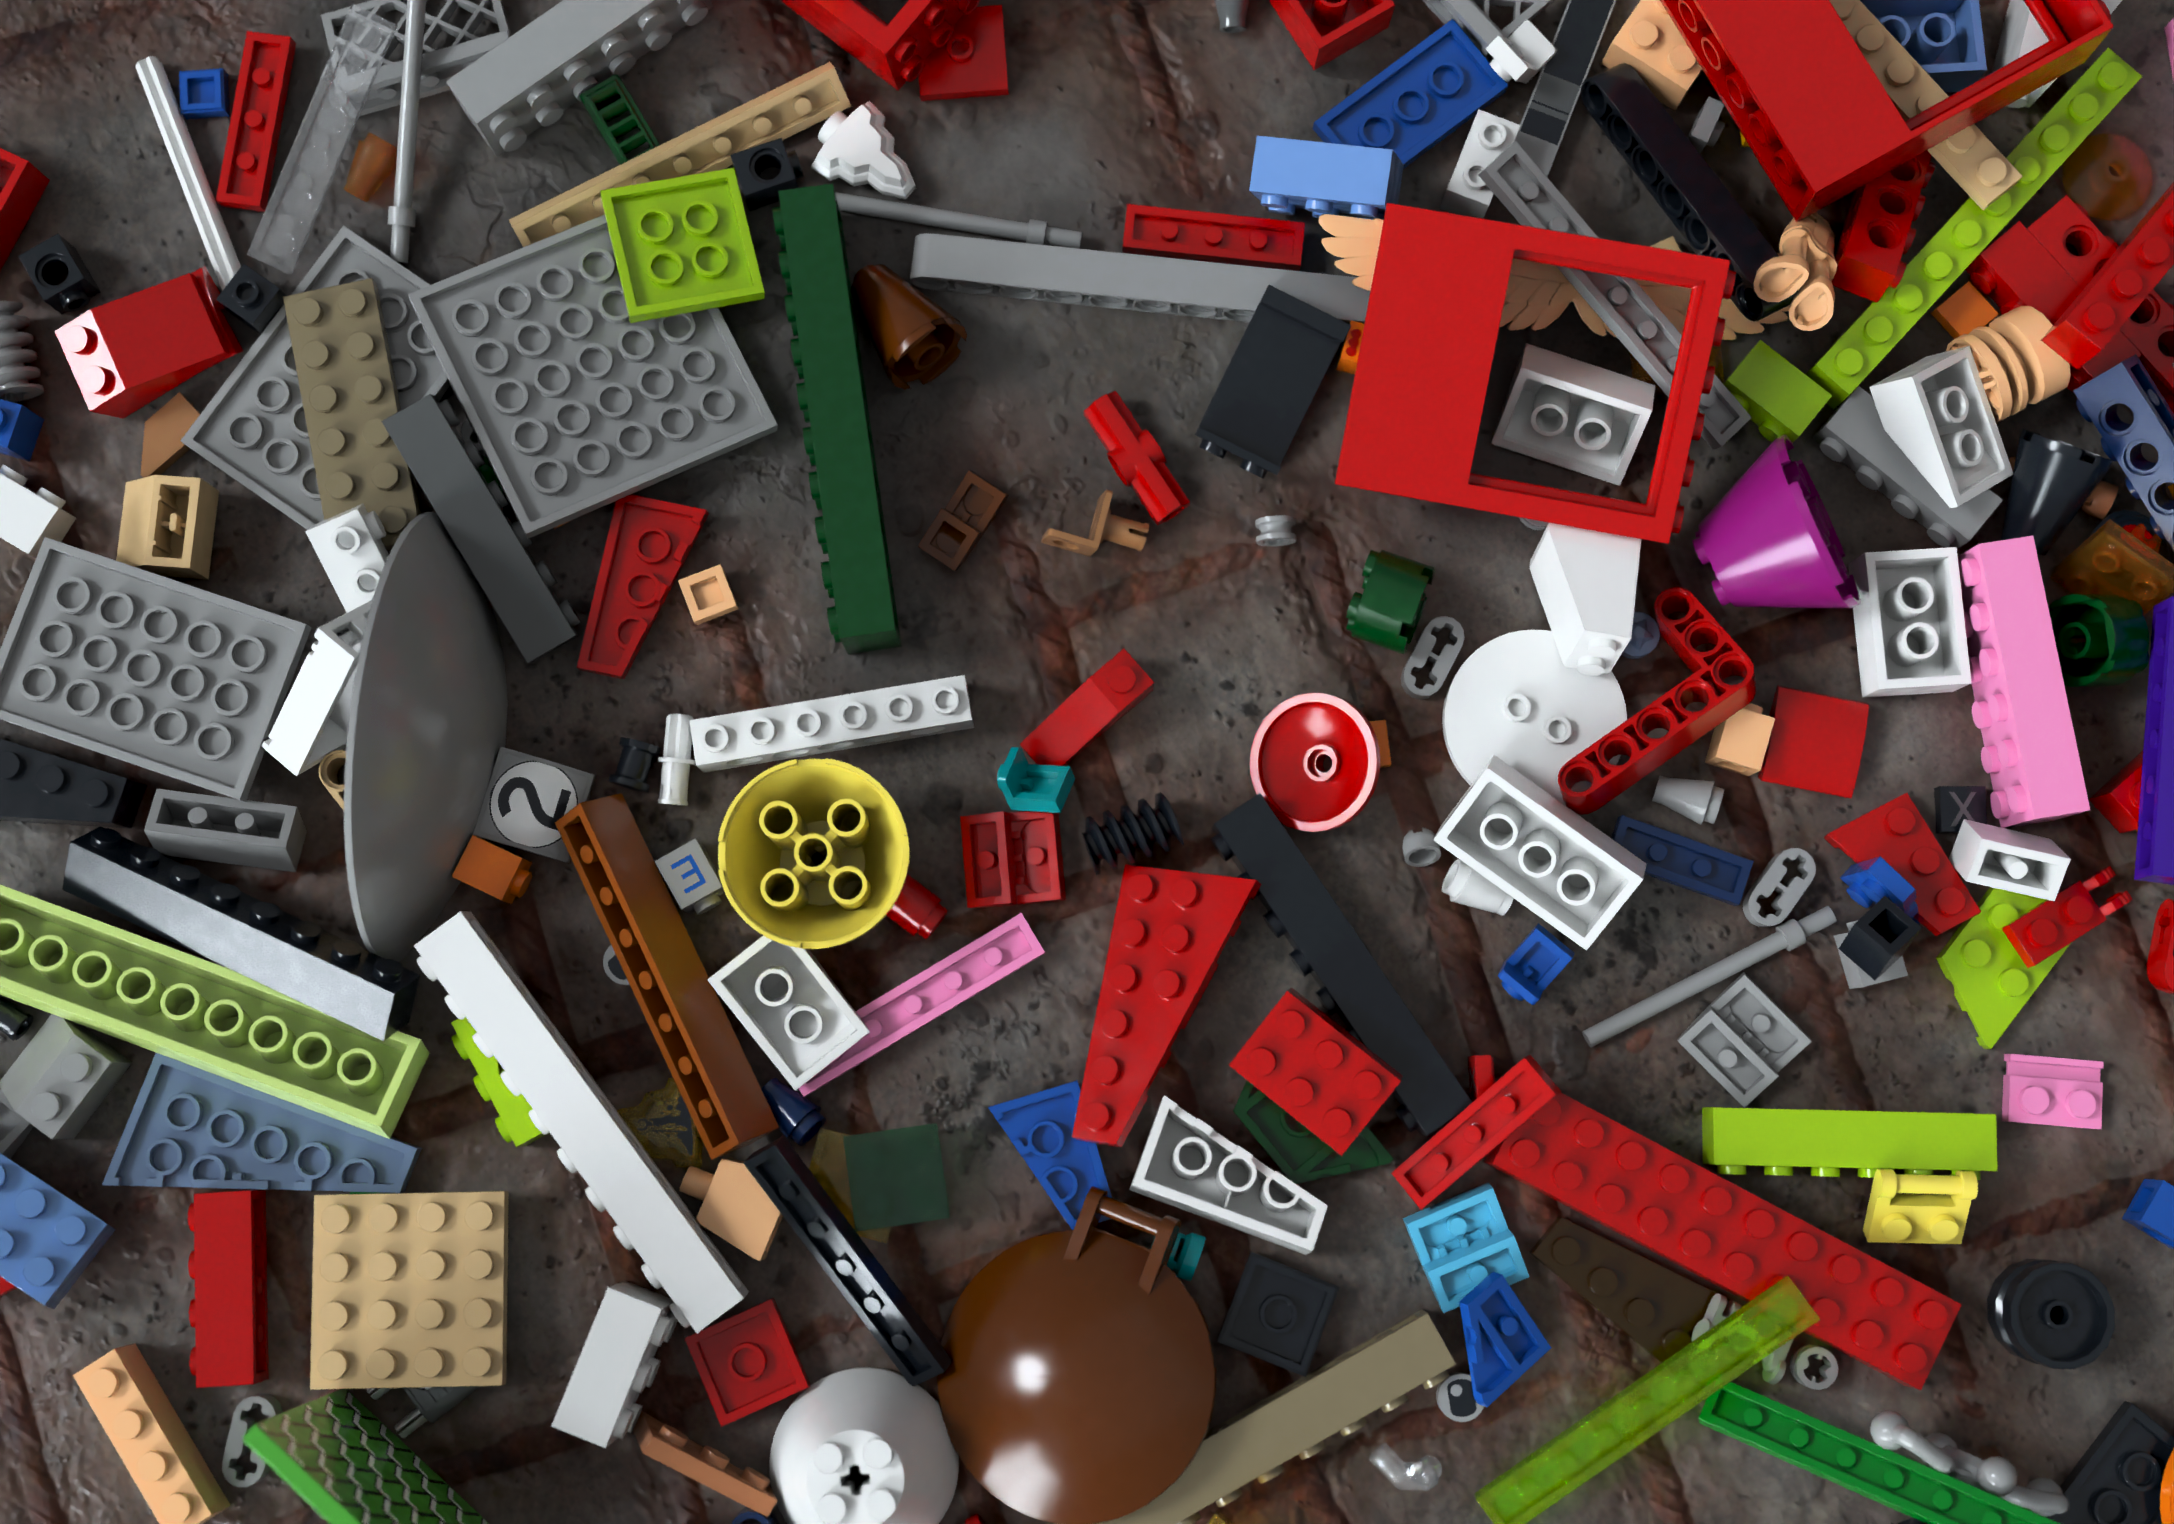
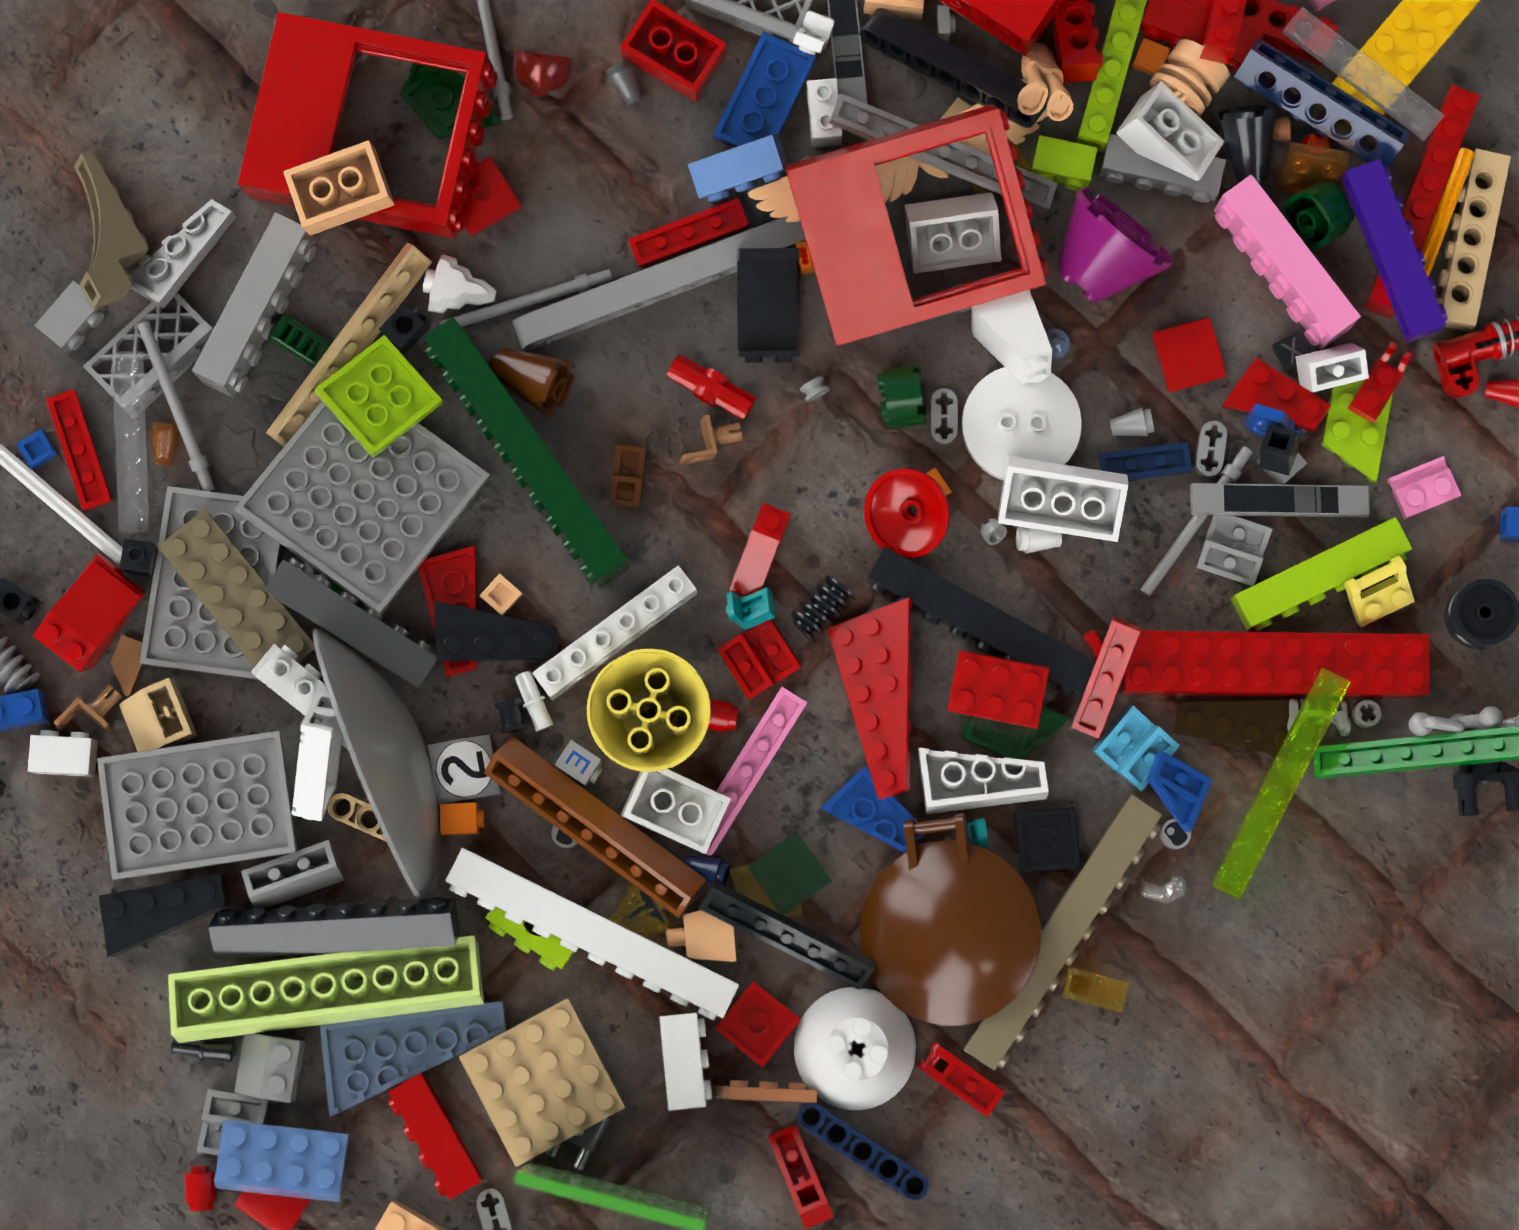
camera: 25 degrees left, 0 degrees up
(89, 474) = (95, 710): none -> medium nougat bracket
(656, 640) = (483, 636): none -> black wing
(1534, 965) = (1092, 565): blue bracket -> none
(1668, 710) = (1094, 381): red beam -> none
(1741, 741) = (1145, 374): light nougat brick -> none
(1841, 1006) = (1279, 500): none -> tile
(1910, 622) = (1208, 258): white brick -> none

